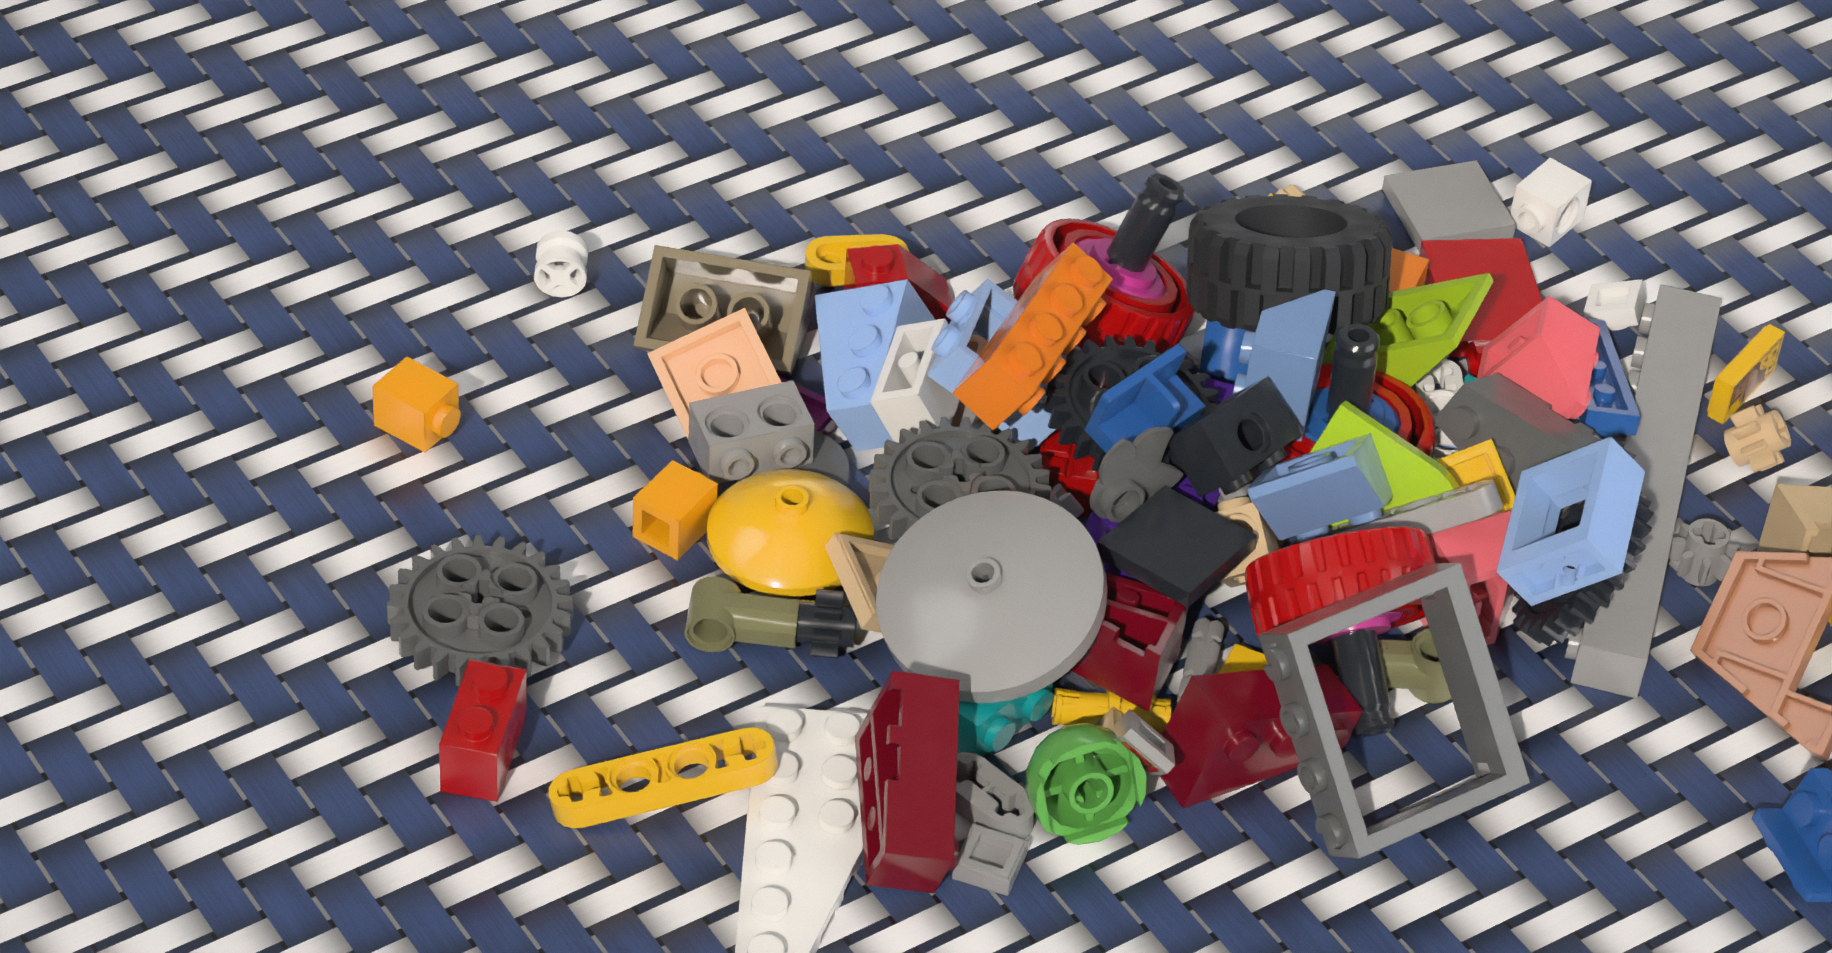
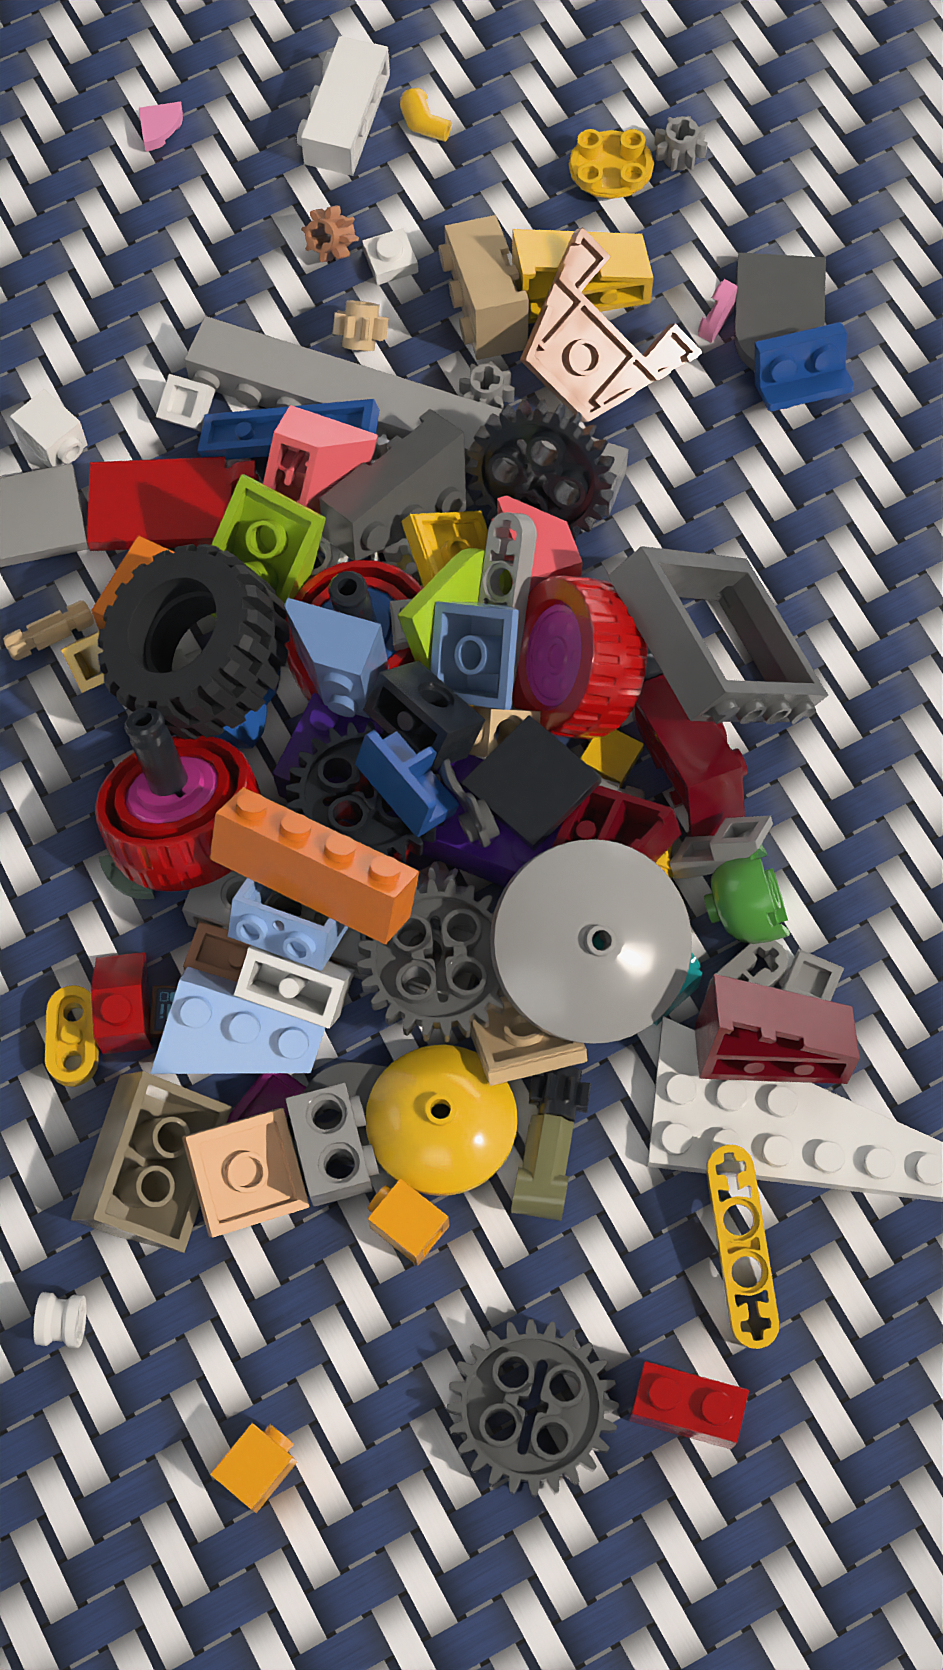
camera: 80 degrees left, 25 degrees up
(1536, 557) = (560, 424): light blue window -> none
(1745, 373) = (275, 316): yellow tile -> none

